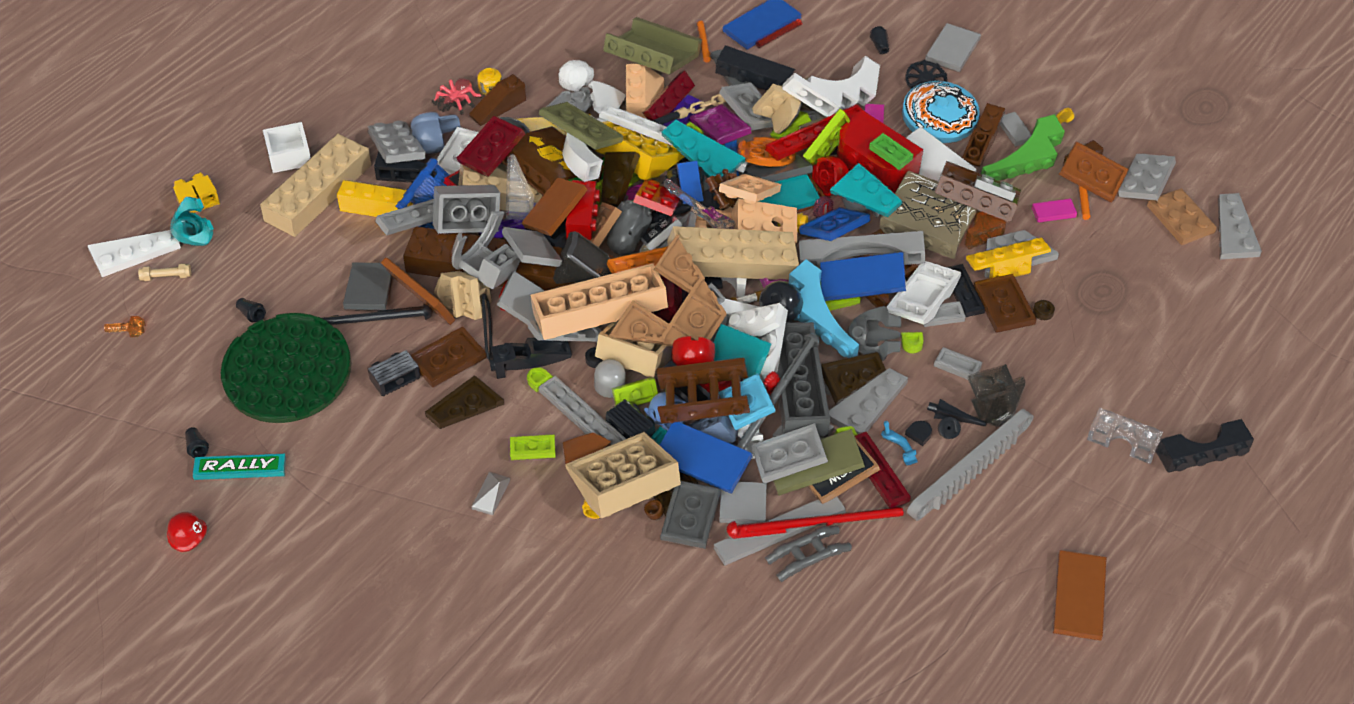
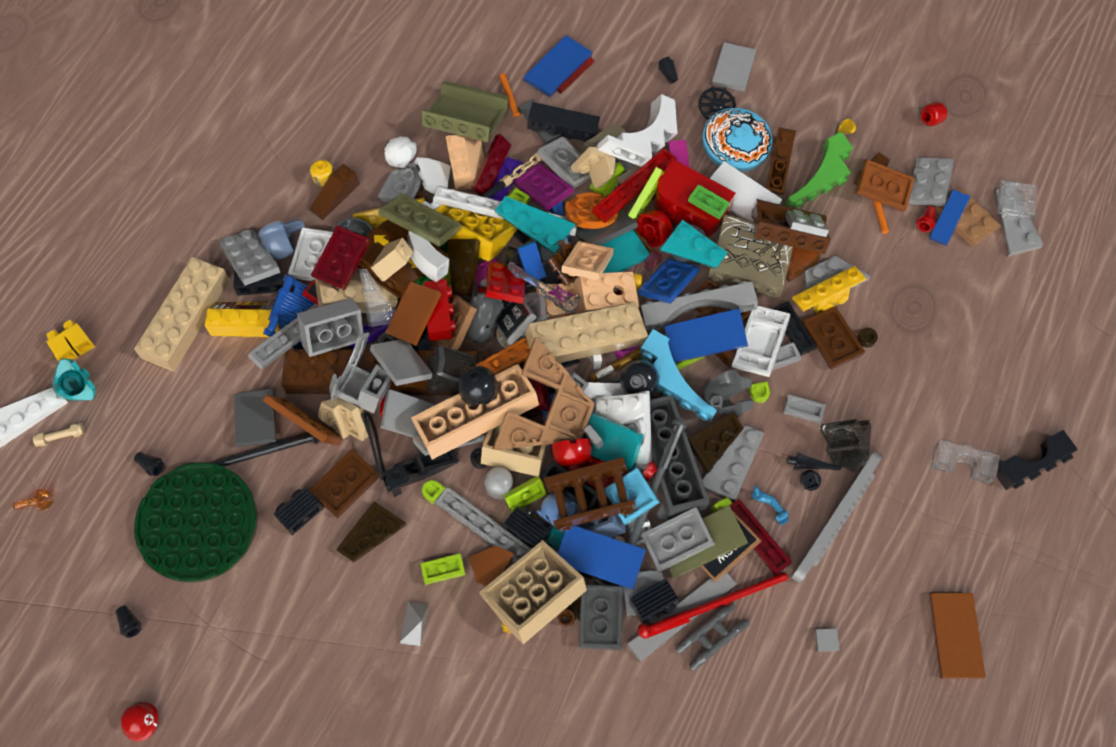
camera: 10 degrees left, 15 degrees up
(239, 466) = (174, 639): tile -> none
(287, 147) = (146, 278): white piece -> none
(457, 95) = (295, 193): animal -> none
(543, 152) = (392, 258): none -> tan slope
(605, 272) = (477, 385): none -> black cylinder
(720, 344) = (594, 437): none -> light grey tile
(751, 505) = (654, 601): none -> black brick
(919, 432) = (785, 488): black tile -> none
(933, 576) = (827, 640): none -> light grey tile
(1015, 129) = (806, 147): light grey tile -> none
(1054, 210) = (856, 229): dark pink tile -> none
(1133, 212) = (926, 221): none -> red cone
(1159, 210) = (950, 217): none -> blue tile
(1164, 116) = (933, 114): none -> red head
(1239, 204) = (1017, 199): none -> clear plate

